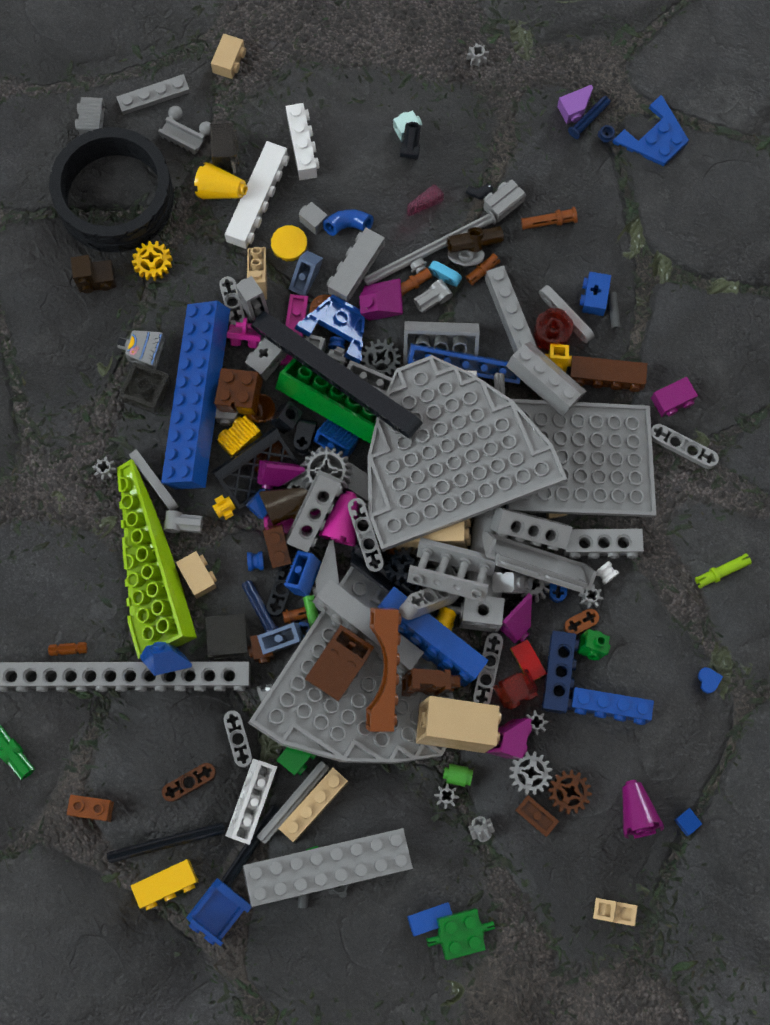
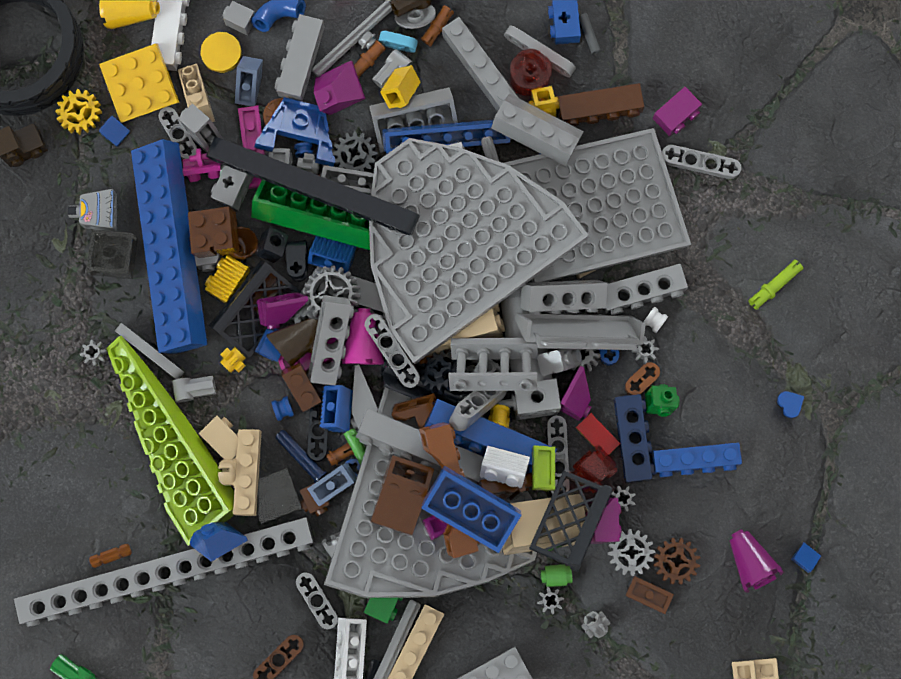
camera: 10 degrees left, 5 degrees up
(177, 285) = (114, 131): none -> blue slope
(205, 606) = (243, 472): none -> tan plate
(211, 249) = (139, 83): none -> yellow plate
(361, 698) = (434, 526): none -> magenta tile
(375, 591) = (418, 407): none -> reddish brown slope
(397, 690) = (471, 509): none -> blue brick
(436, 311) = (400, 87): none -> yellow brick
(437, 662) = (504, 467): none -> white brick
(472, 673) = (543, 468): none -> lime tile
(497, 738) = (588, 529): none -> black fence

